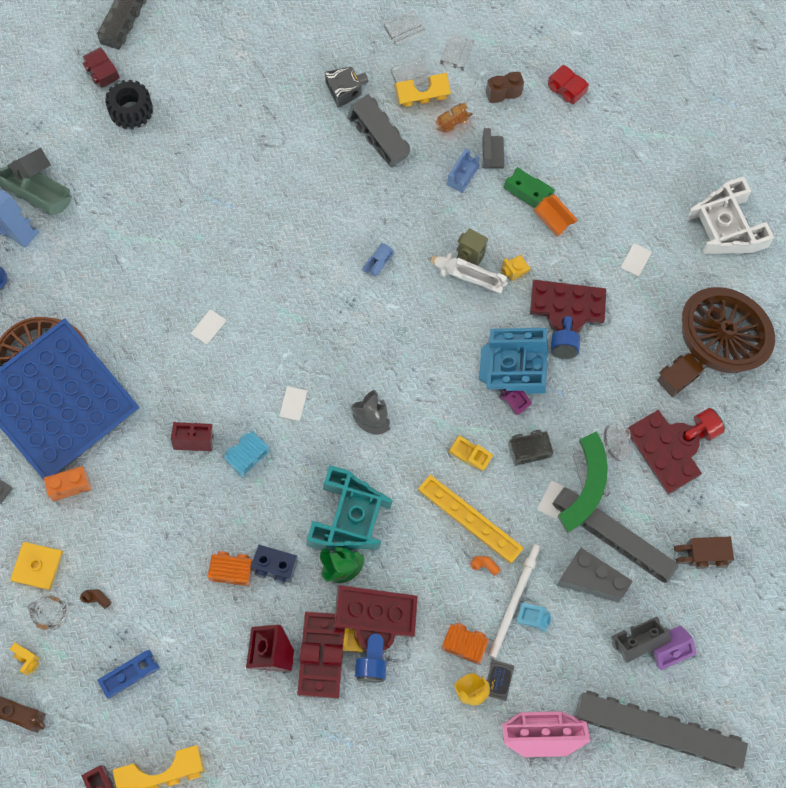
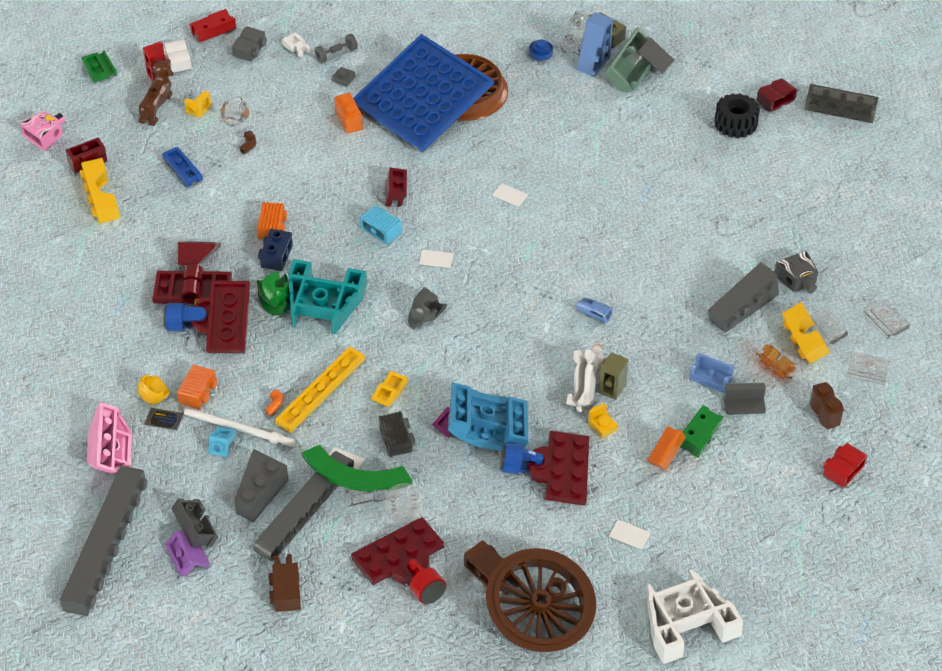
camera: 90 degrees right, 20 degrees down
(36, 566) = (277, 105): yellow plate -> none

